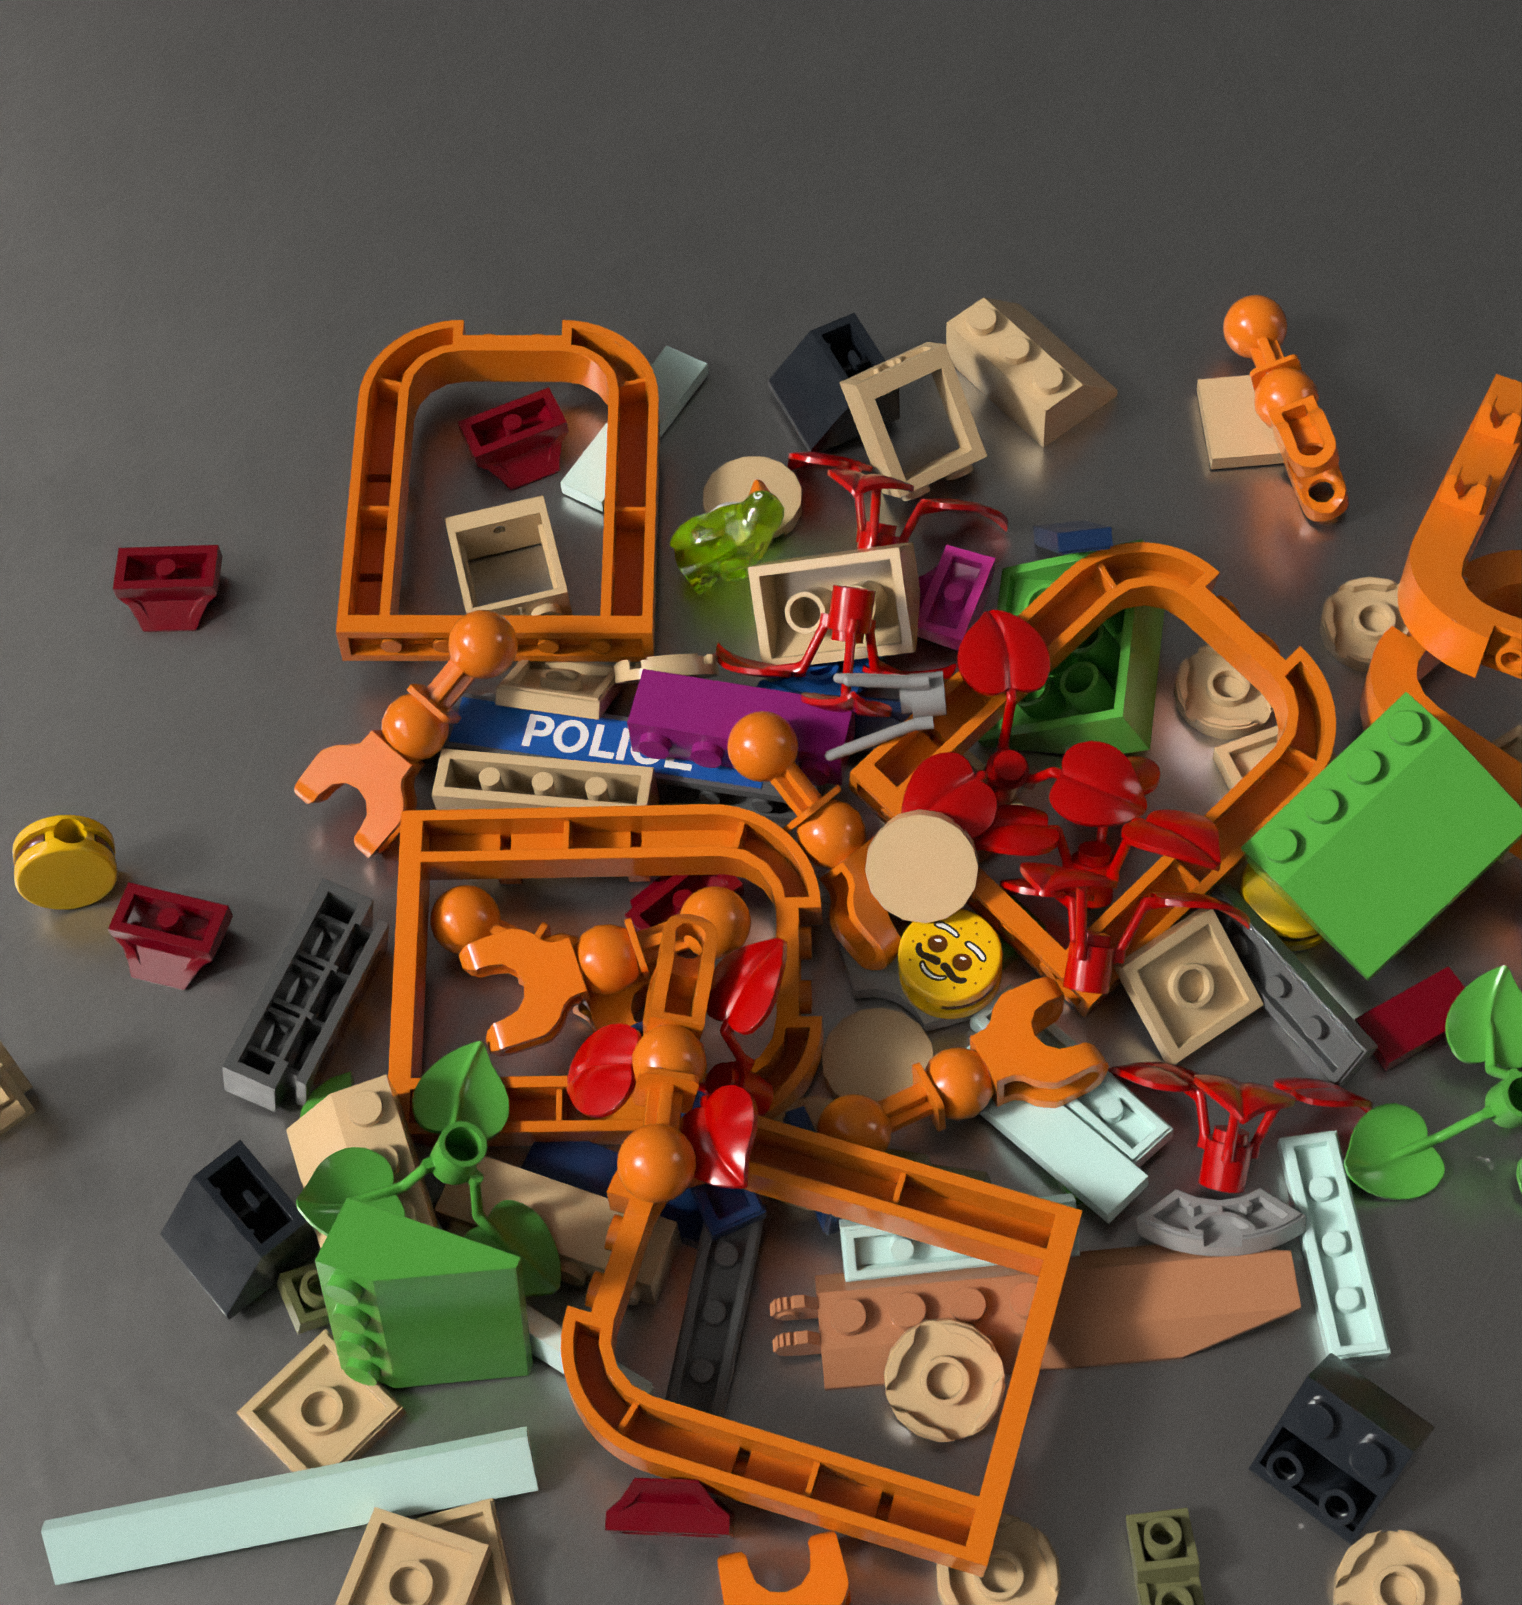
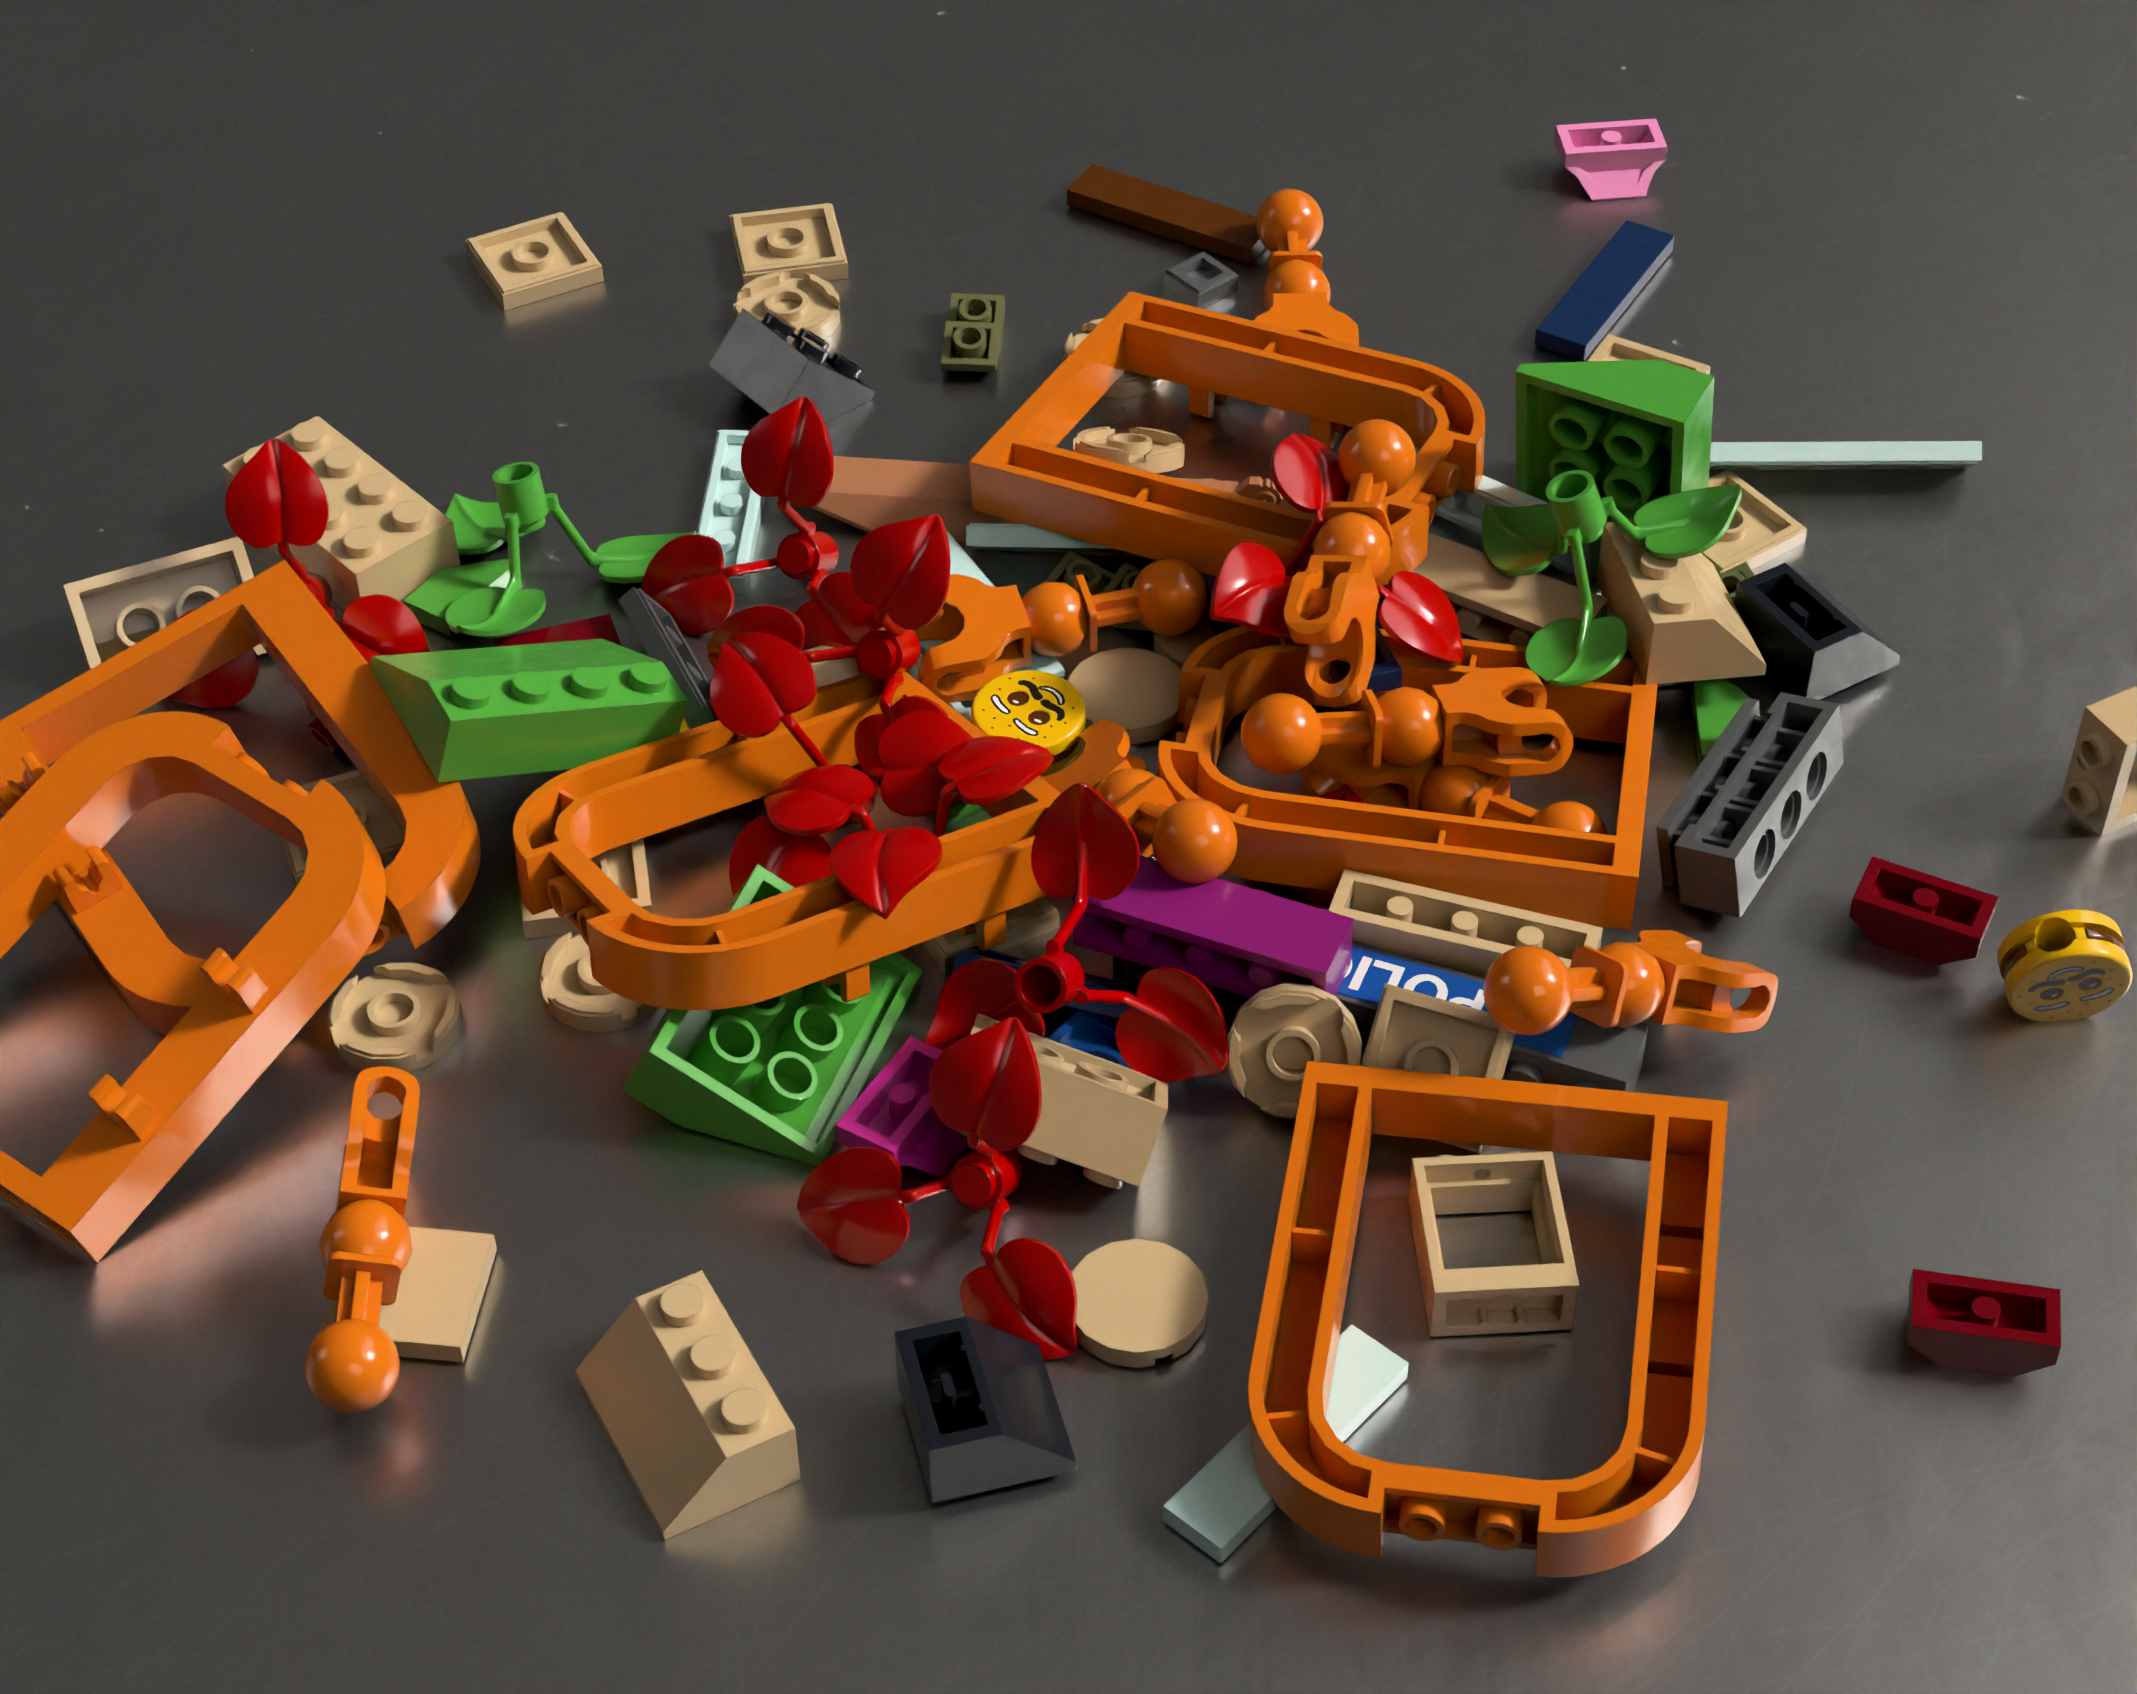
camera: 175 degrees left, 15 degrees down
(518, 439) = (1478, 1435): dark red slope -> none
(727, 538) = (1186, 1185): clear neon green animal -> none
(892, 374) = (862, 1292): tan window -> none
(919, 694) = (997, 835): light grey plant -> none
(922, 866) = (1039, 733): tan tile -> none
(1073, 537) = (737, 1062): dark blue tile -> none
(1220, 1226) = (841, 514): light grey tile -> none

